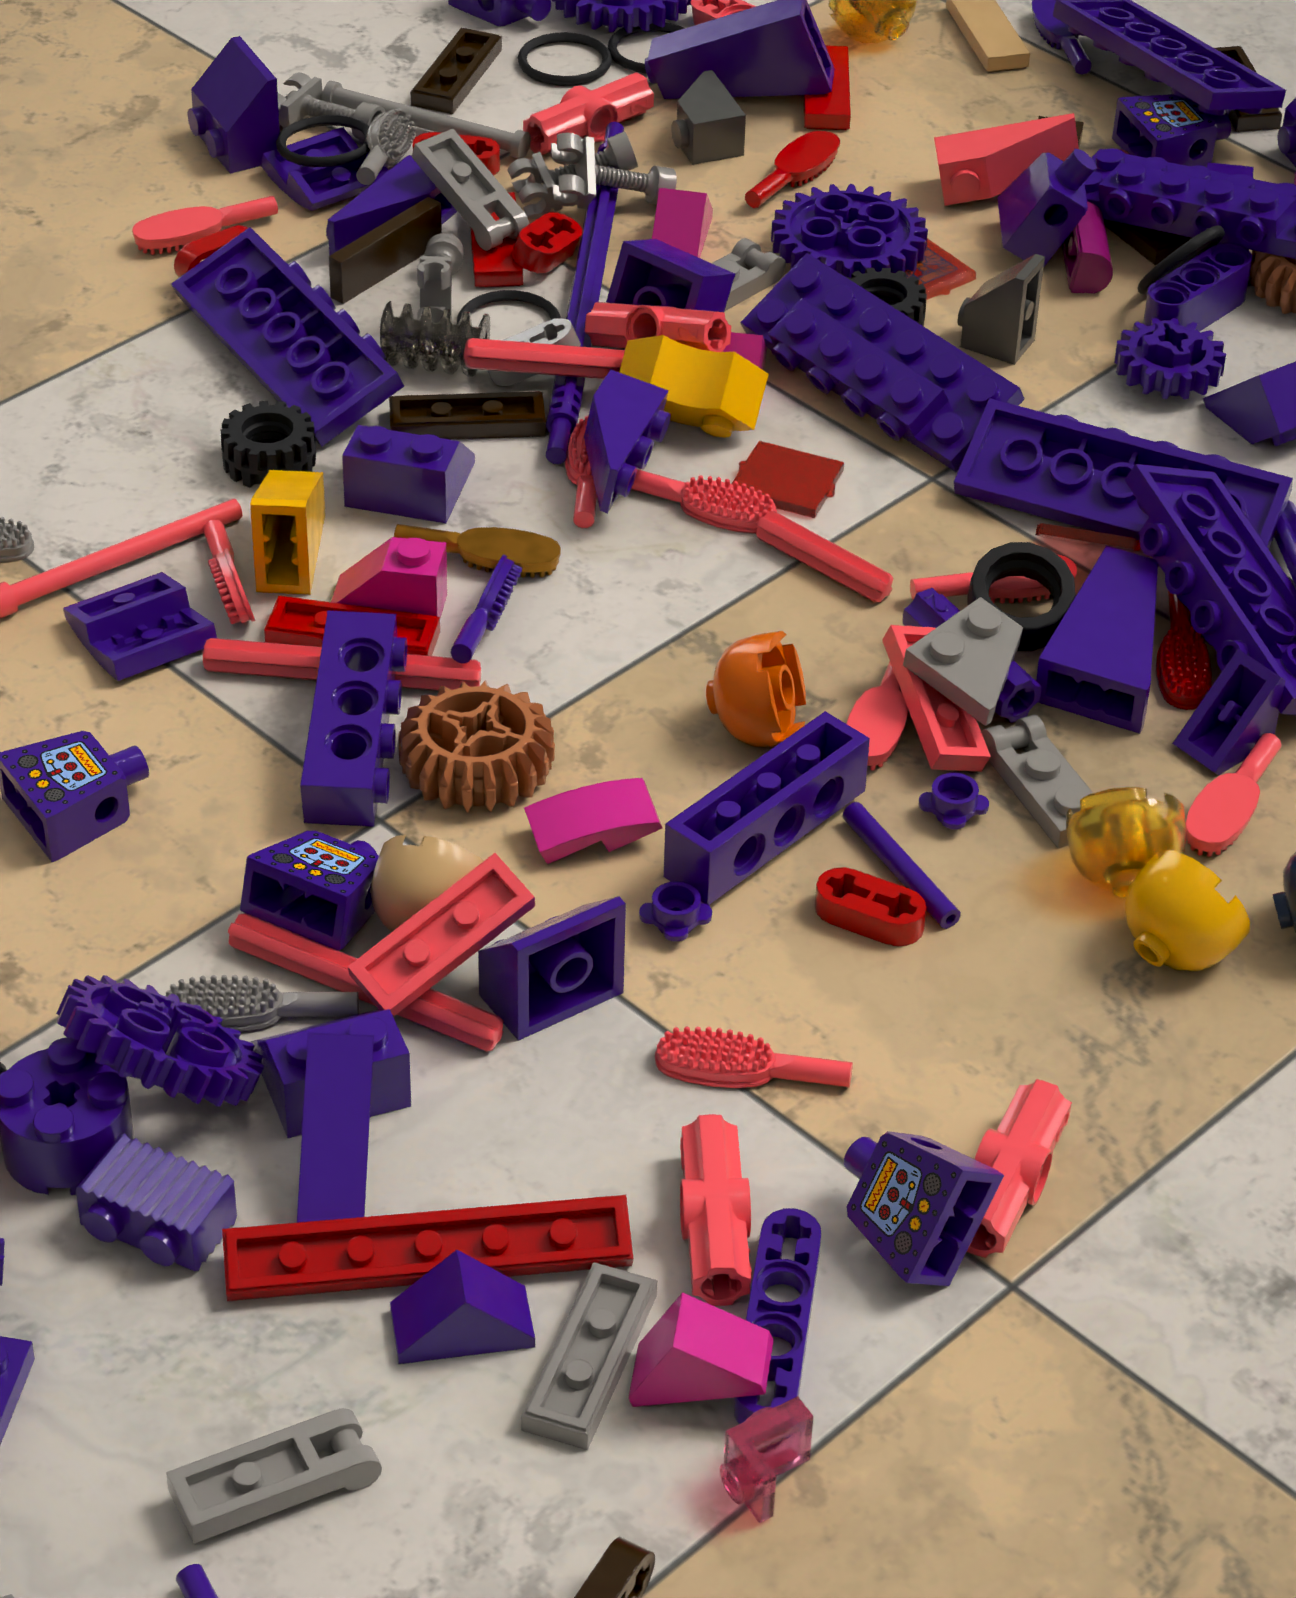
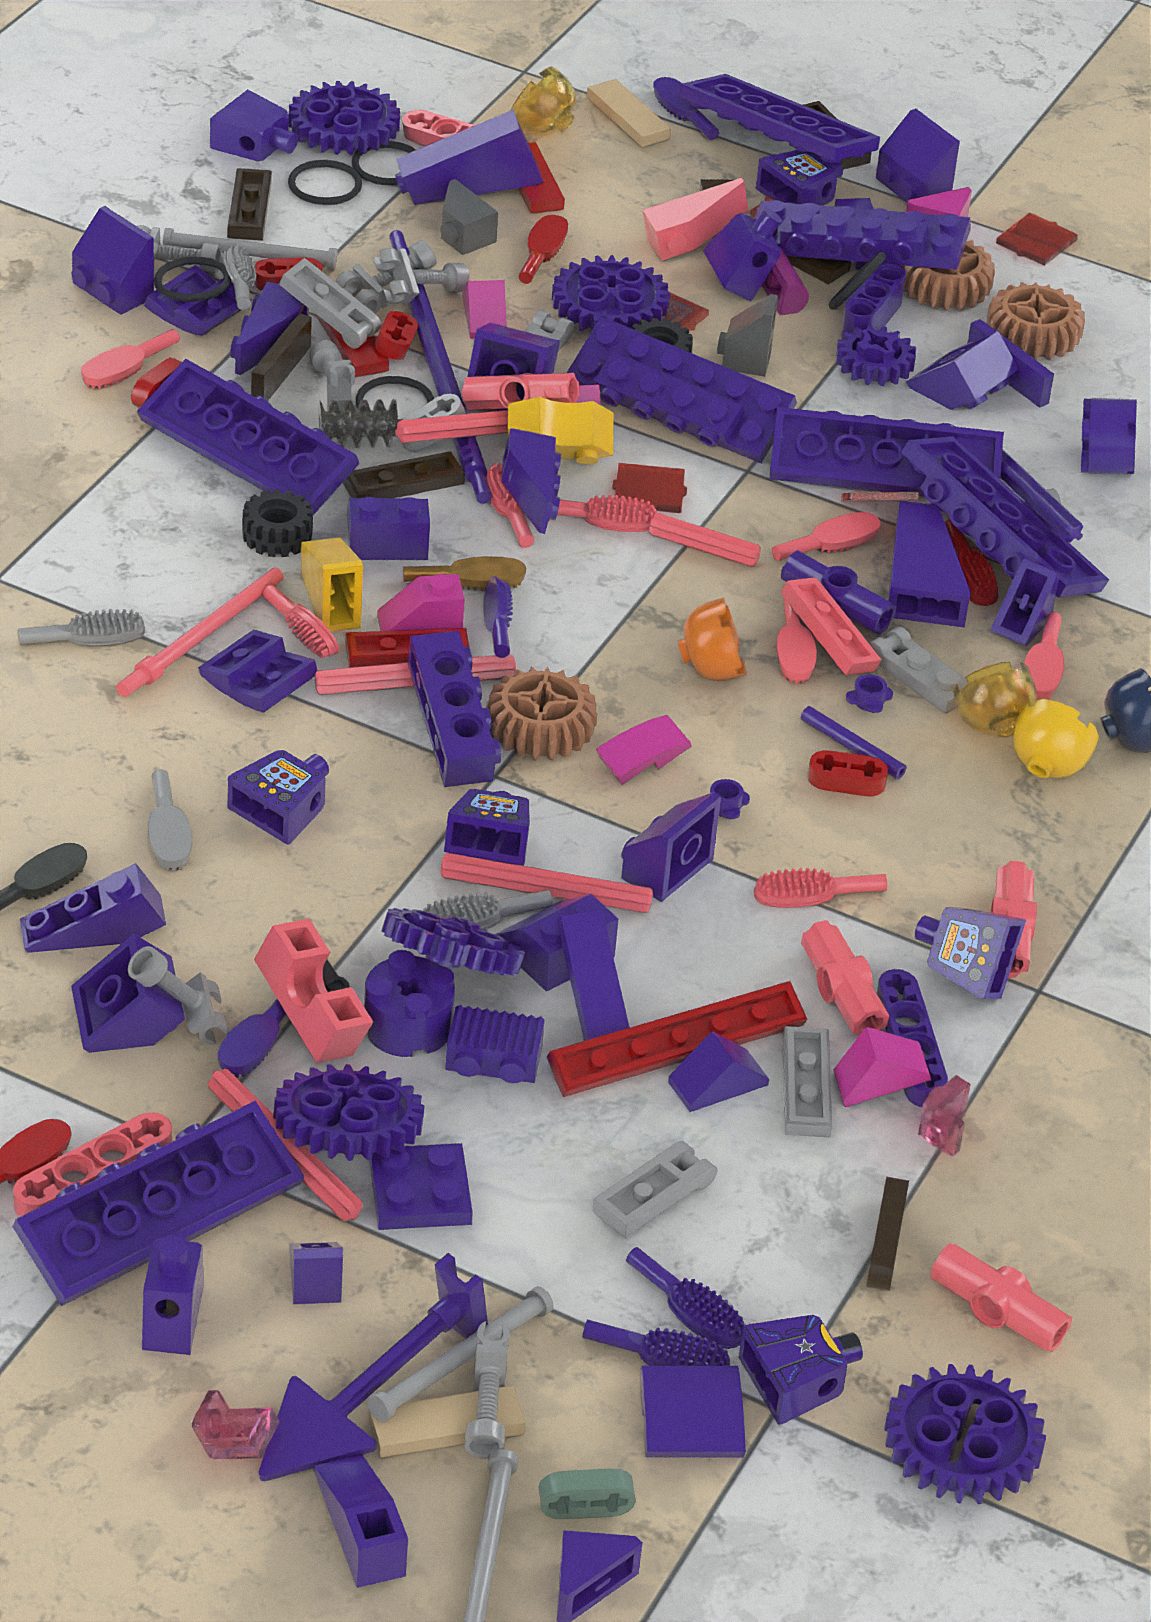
camera: 20 degrees left, 0 degrees up
(415, 875) = (571, 814): tan cylinder -> none
(442, 935) = (600, 840): coral plate -> none
(589, 111) = (372, 226): coral piece -> none
(766, 807) = (759, 718): dark purple brick -> none
(968, 657) = (849, 595): light grey wing -> none
(1034, 563) = (862, 522): black tyre -> none

